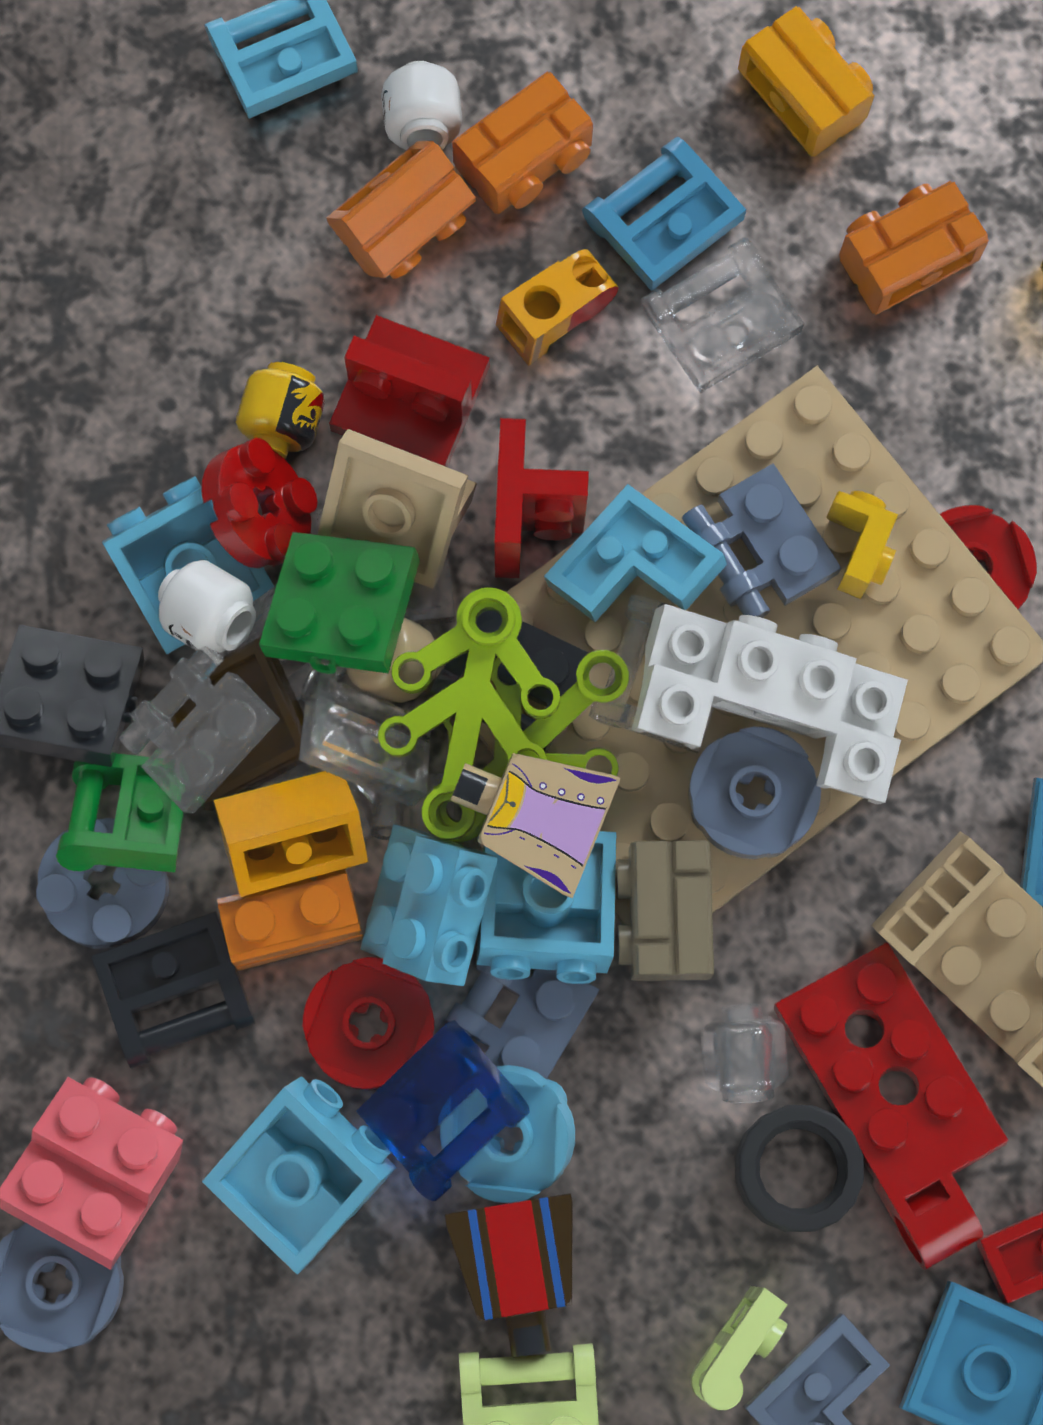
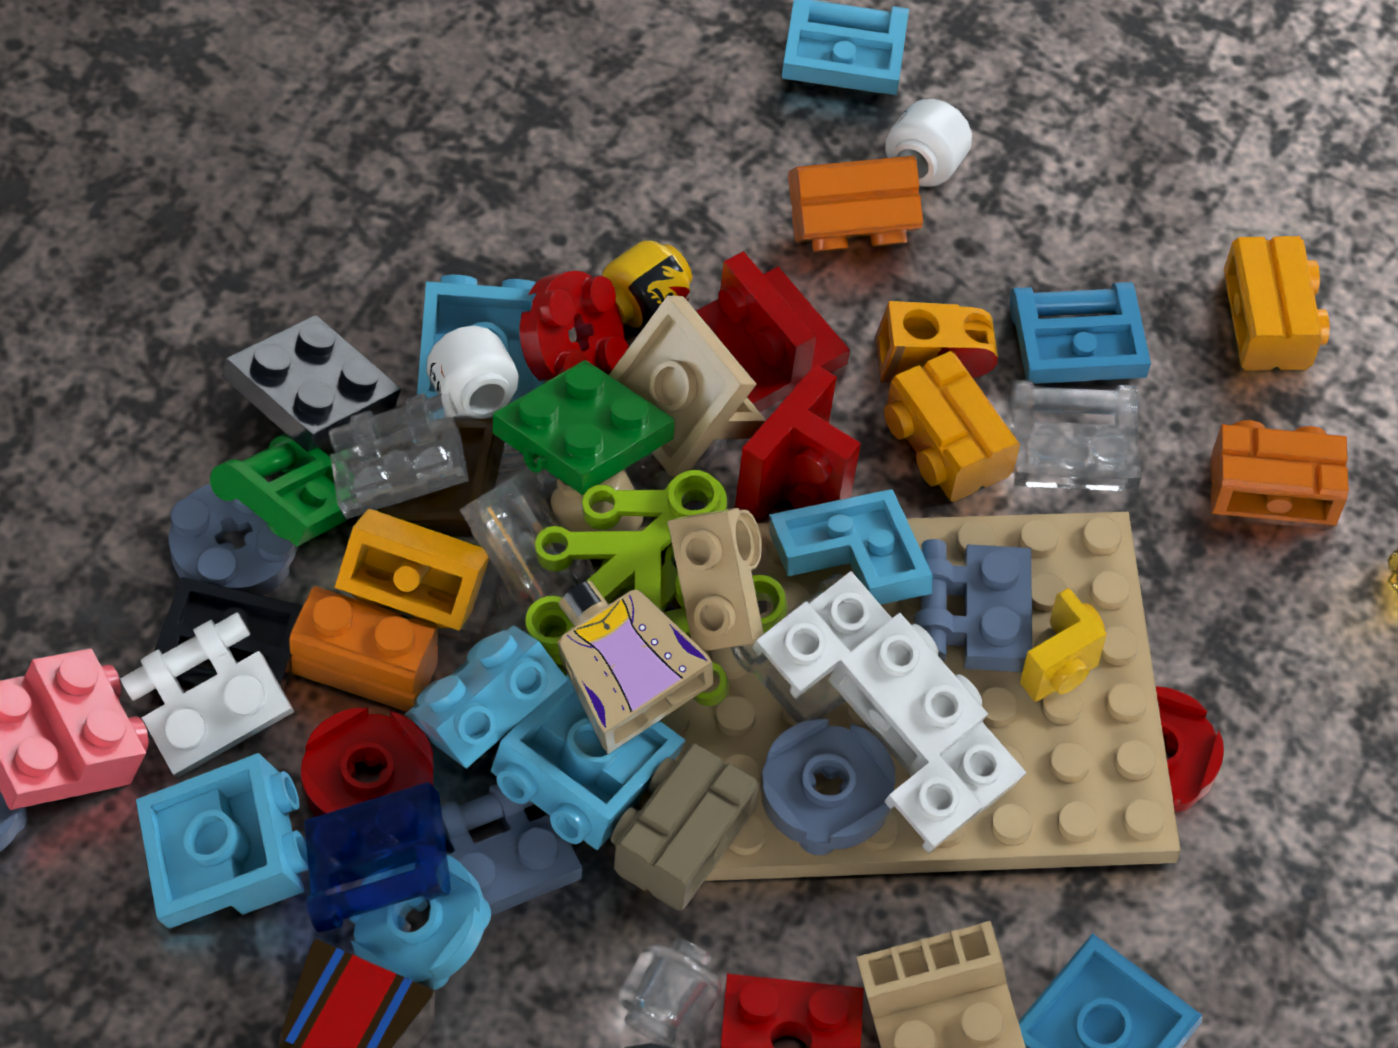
camera: 30 degrees right, 20 degrees down
(212, 1061) = (217, 712): none -> white plate
(524, 144) = (994, 214): orange brick -> none
(558, 681) = (715, 576): none -> tan plate
(622, 380) = (950, 427): none -> light orange brick

